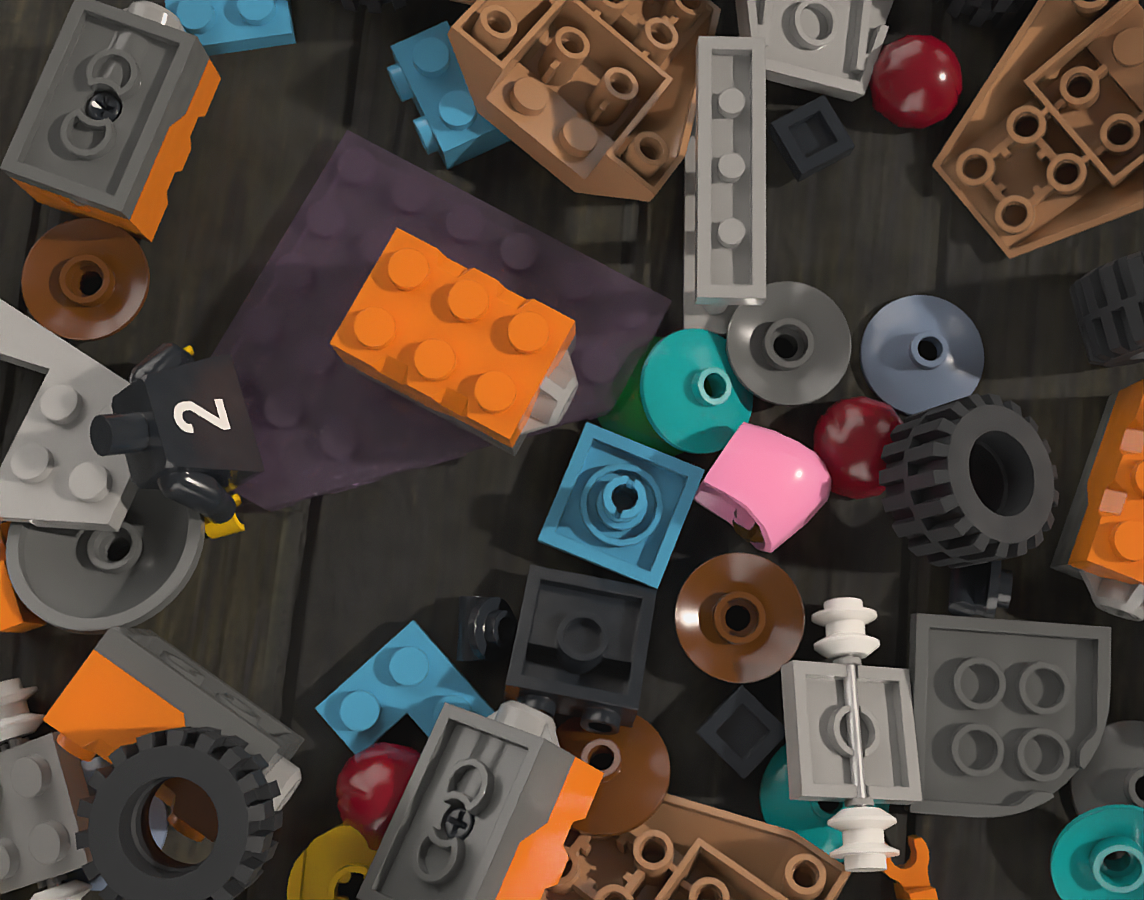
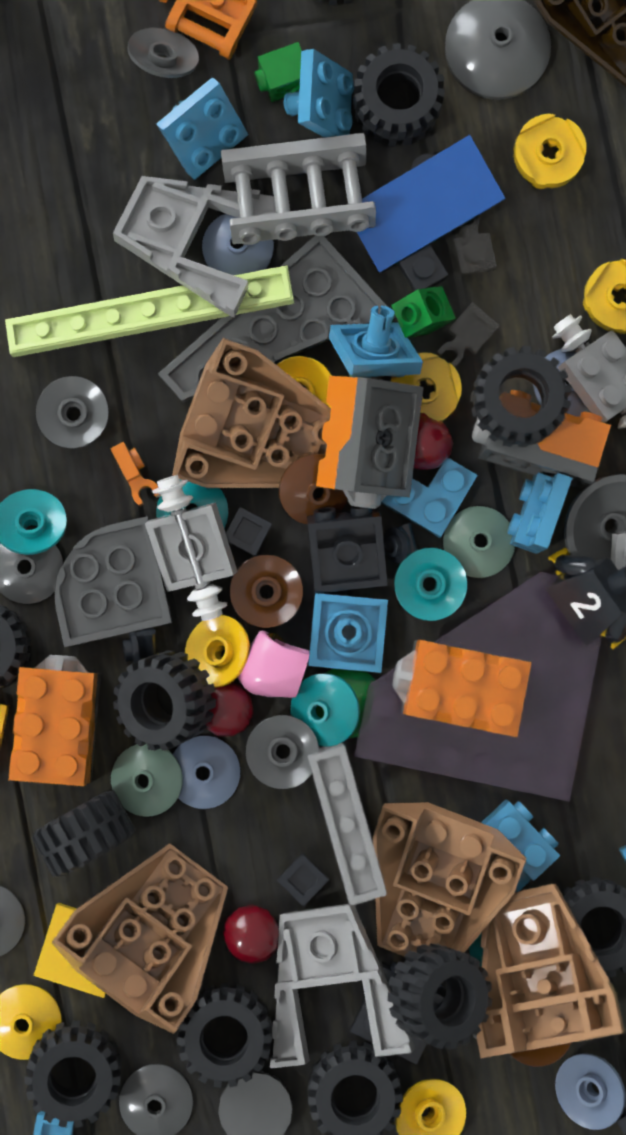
camera: 160 degrees right, 5 degrees up
(226, 608) = (541, 509): none -> dark azure plate
(383, 601) = (460, 536): none -> sand green dish
(450, 512) = (449, 587): none -> teal dish
(867, 551) = (209, 641): none -> yellow dish
(996, 364) = (163, 775): none -> sand green dish

